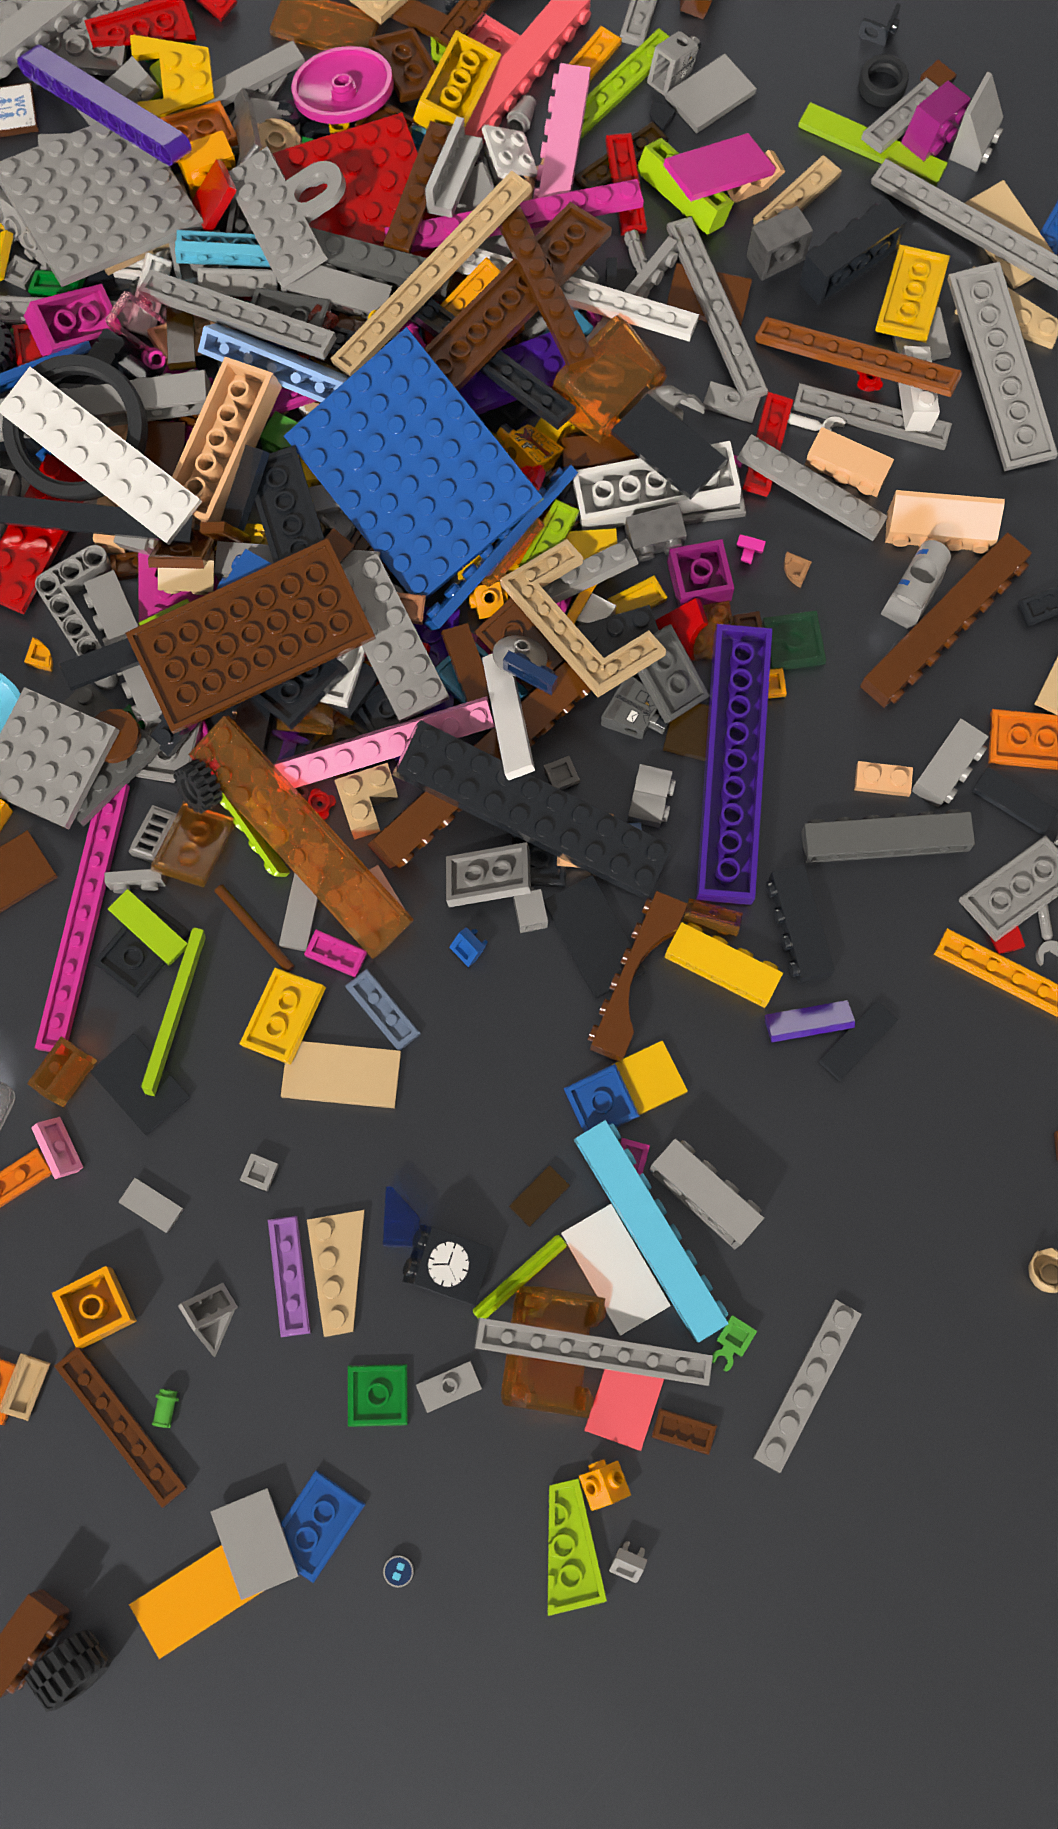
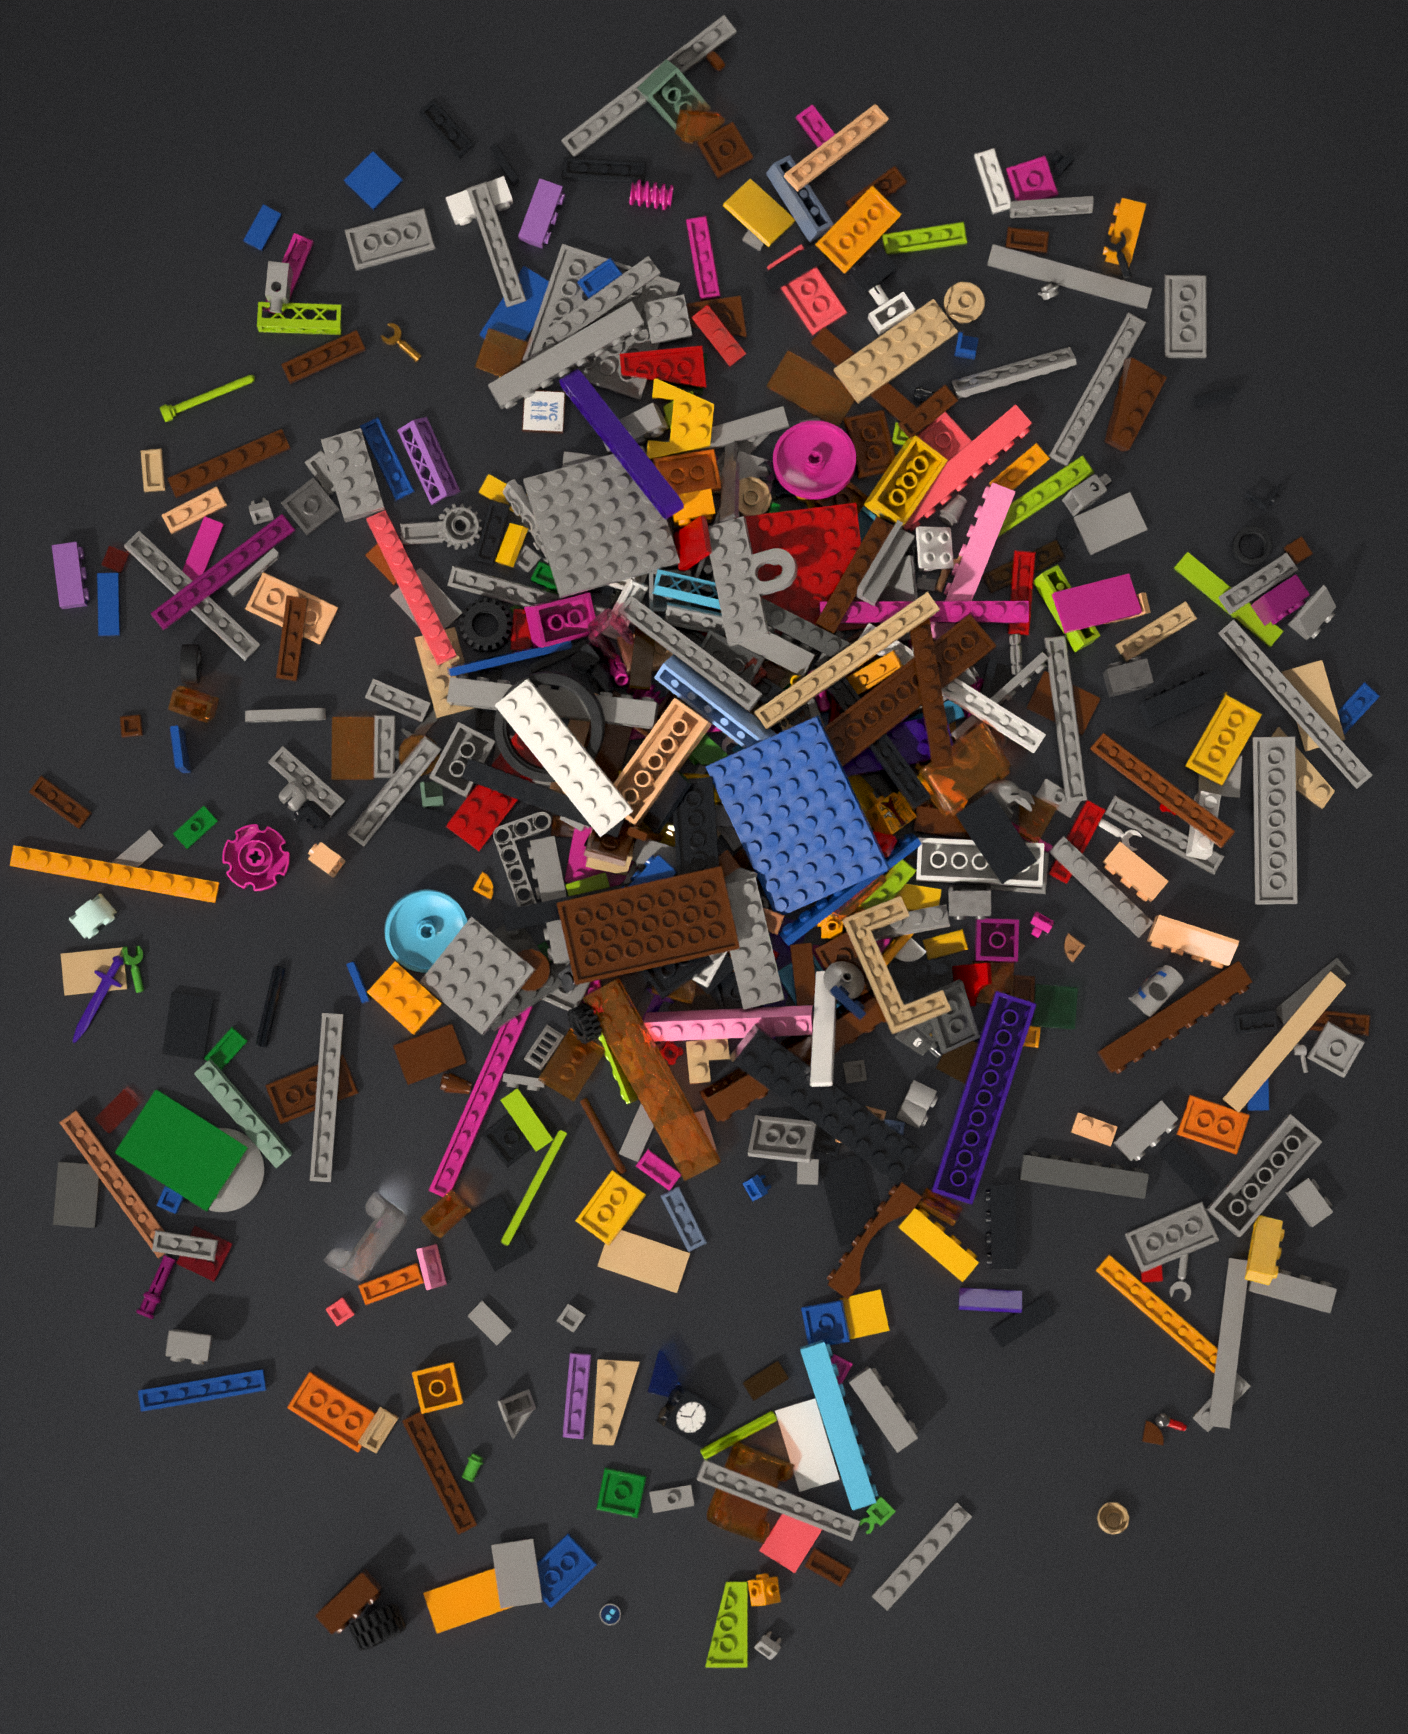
camera: 10 degrees right, 10 degrees up
(44, 904) = (454, 1084): none -> reddish brown cone
(711, 425) = (1034, 823): none -> clear orange wing

